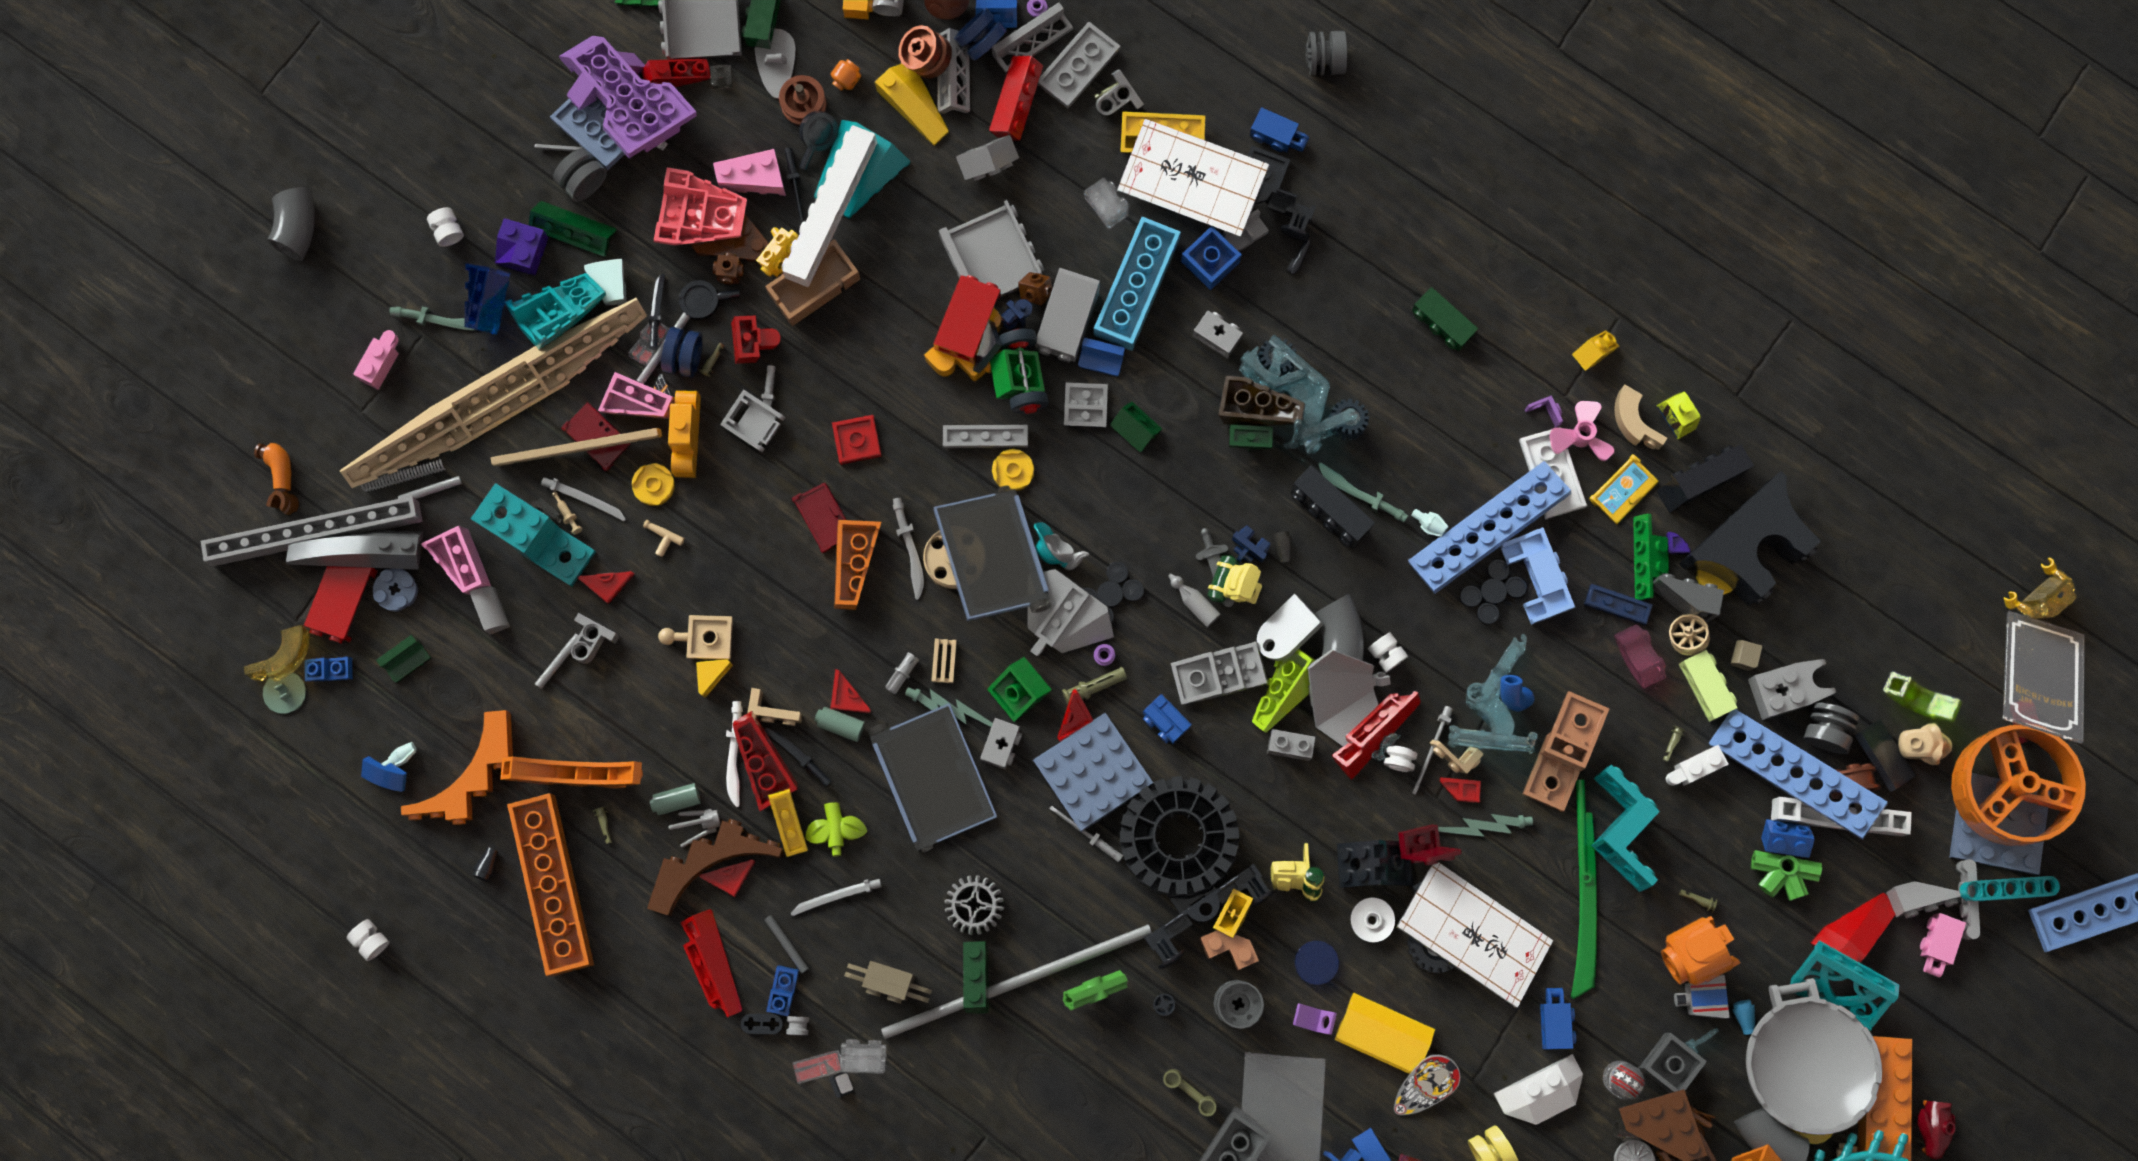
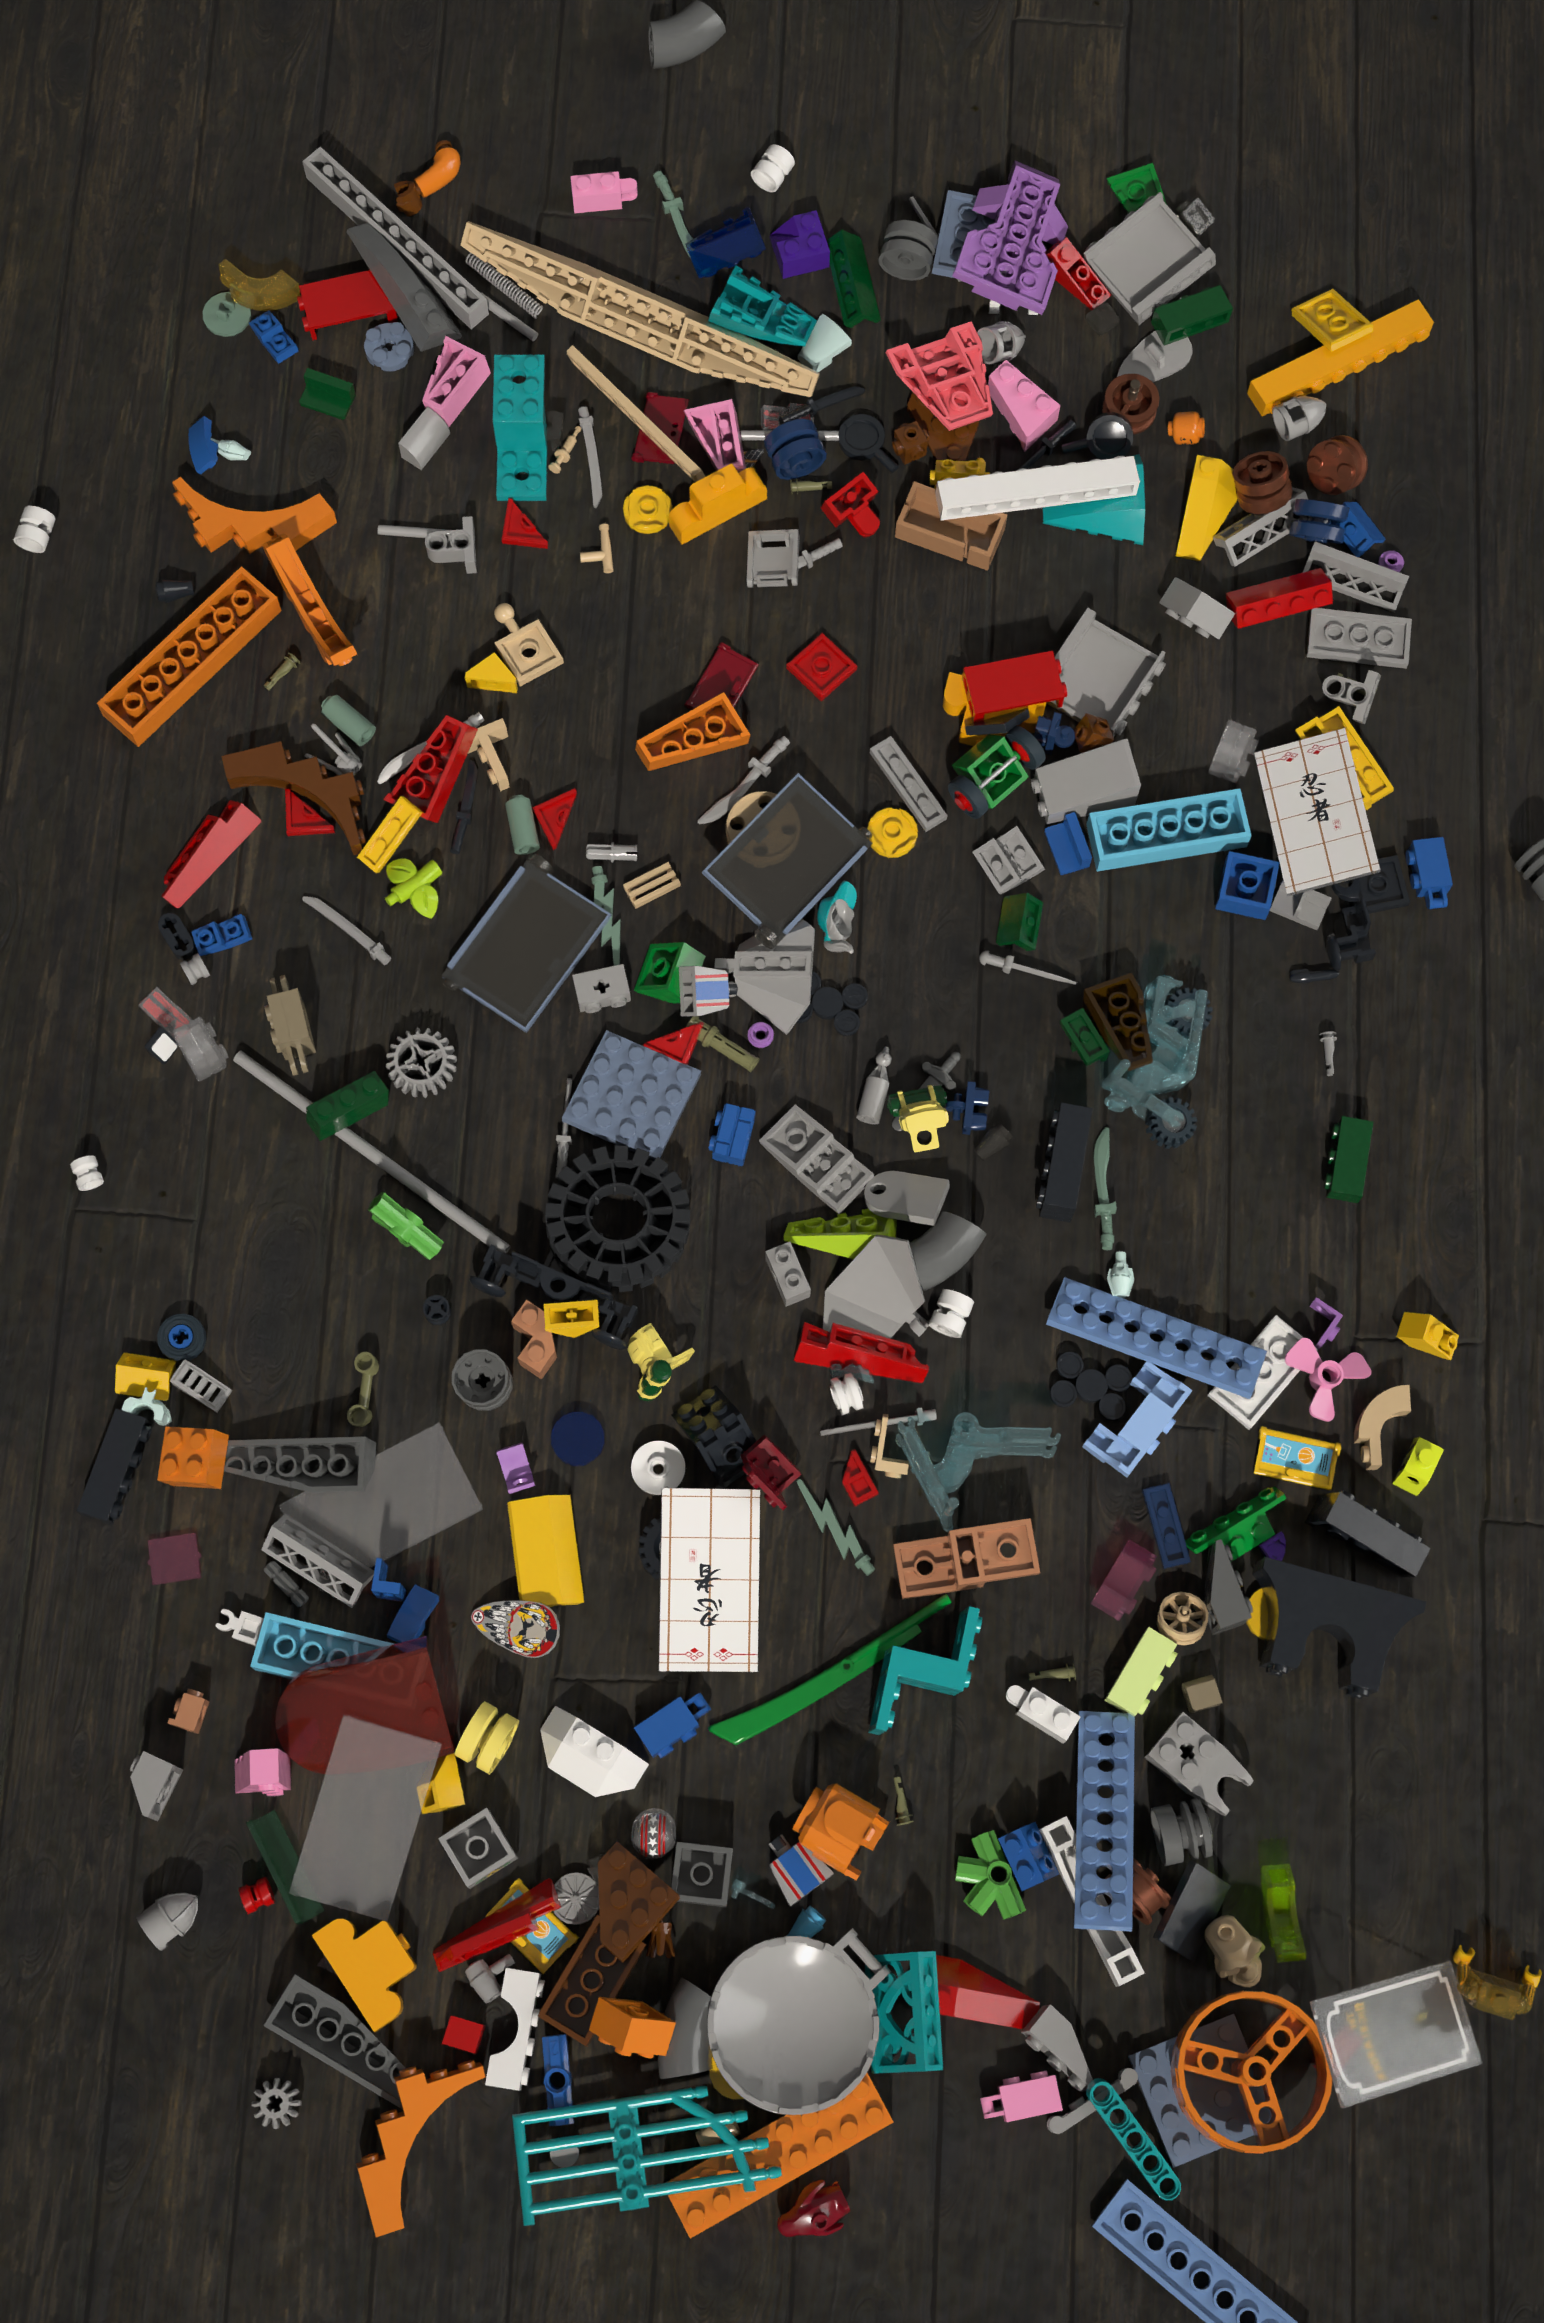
camera: 55 degrees right, 5 degrees down
(694, 157) = (1000, 342): none -> light grey helmet
(789, 948) = (270, 911): dark grey bar -> none
(1052, 674) = (704, 990): none -> light grey torso
(1161, 454) = (1007, 964): none -> light grey sword
(1223, 343) = (1176, 928): light grey brick -> none
(1359, 282) = (1328, 1040): none -> light grey piece
(1514, 695) = (987, 1465): blue cylinder -> none

